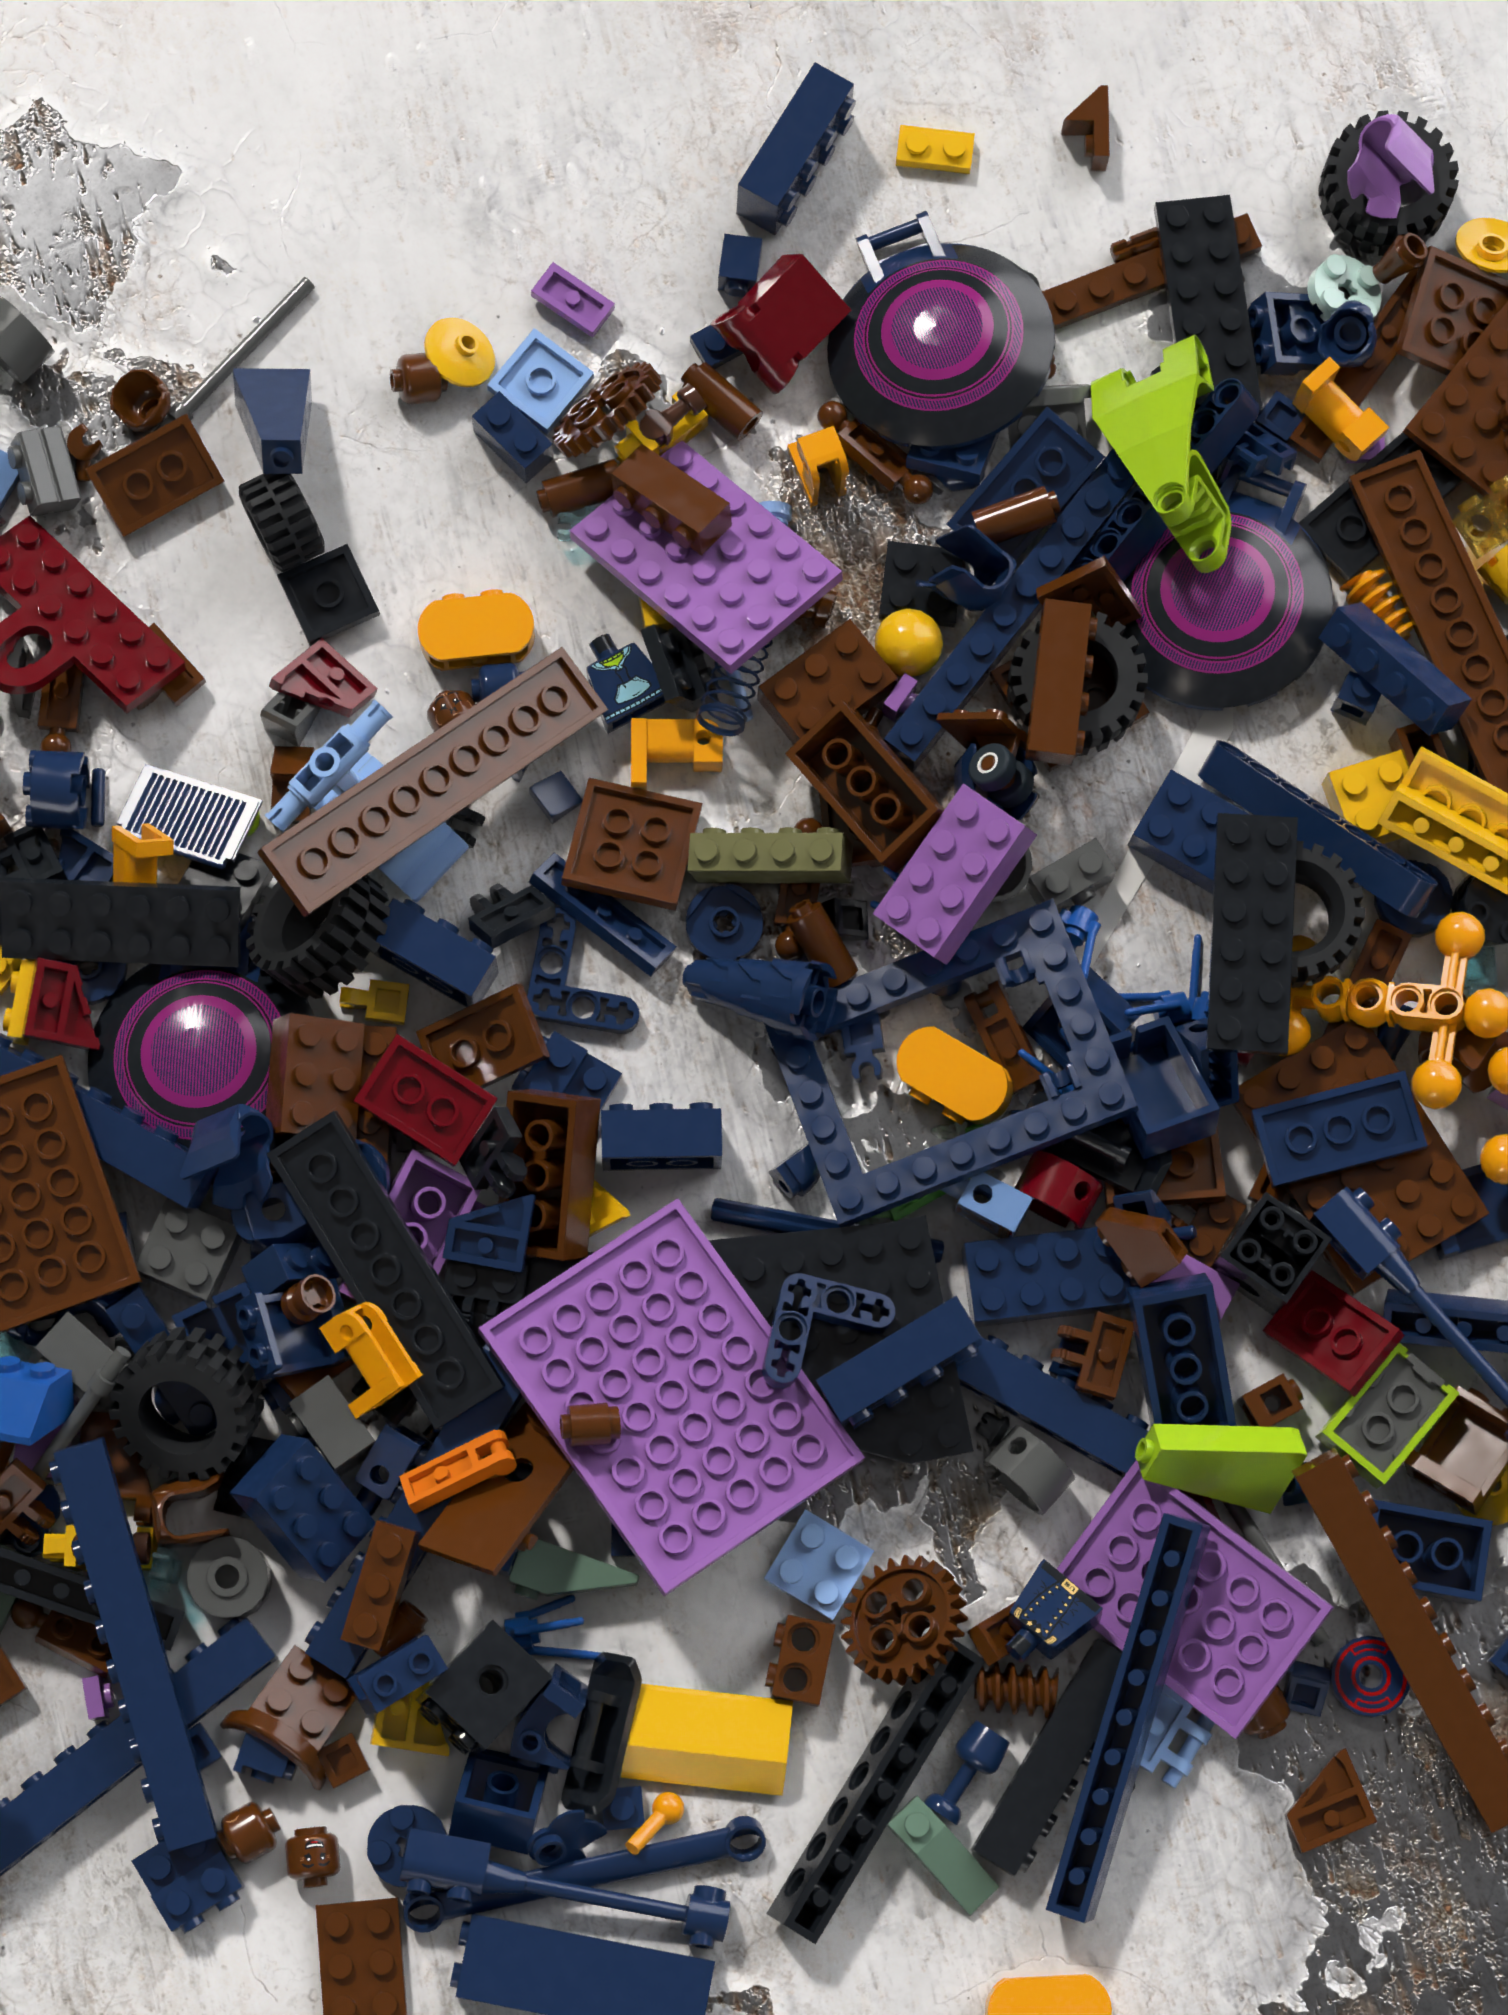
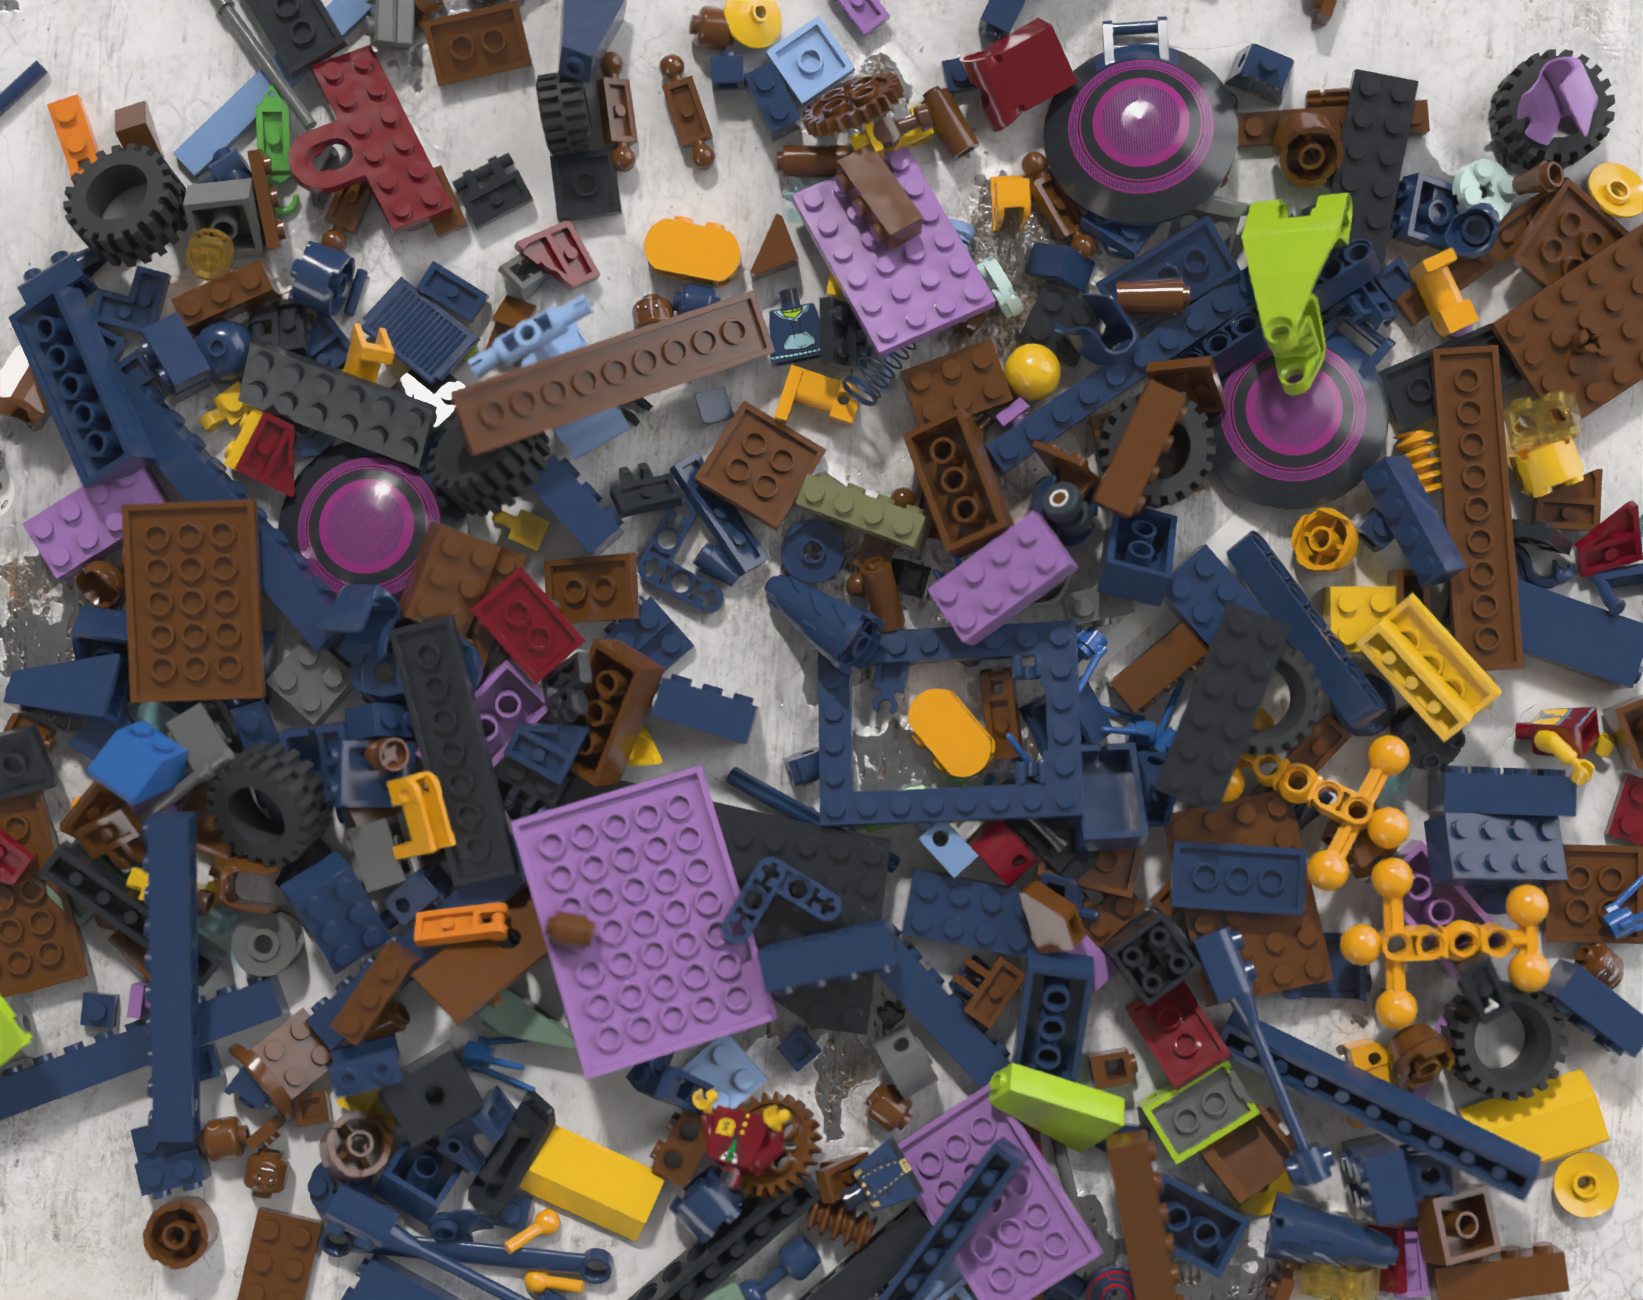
camera: 20 degrees right, 10 degrees up
(49, 1728) = (99, 1009): none -> dark blue plate
(208, 1954) = (176, 1250): none -> reddish brown brick
(212, 761) = (452, 292): none -> dark blue plate
(230, 641) = (497, 198): none -> black plate
(297, 1810) = (266, 1134): none -> reddish brown plate
(339, 504) = (617, 112): none -> reddish brown plate
(412, 1783) = (355, 1127): none -> reddish brown brick
(418, 479) = (687, 112): none -> reddish brown plate
(450, 421) = (727, 71): none -> dark blue plate
(572, 602) = (776, 251): none -> reddish brown slope
(617, 973) = (715, 564): none -> dark blue cone
(681, 1882) = (539, 1281): none -> light orange bar
(749, 1586) = (663, 1083): none -> dark blue tile
(841, 555) = (1000, 287): none -> light aqua plate
(852, 1714) = (706, 1204): none -> dark blue brick
(867, 1616) = (740, 1138): none -> dark red torso
(899, 518) = (1060, 266): none -> dark blue slope
(899, 1501) = (799, 1048): none -> dark blue plate
(1028, 1536) = (888, 1108): none -> reddish brown head
(1053, 239) = (1261, 73): none -> dark blue torso
(1098, 804) = (1138, 556): none -> dark blue brick
(1149, 315) = (1310, 134): none -> reddish brown brick
(1166, 929) = (1159, 668): none -> reddish brown brick
(1304, 725) = (1325, 540): none -> light orange cylinder

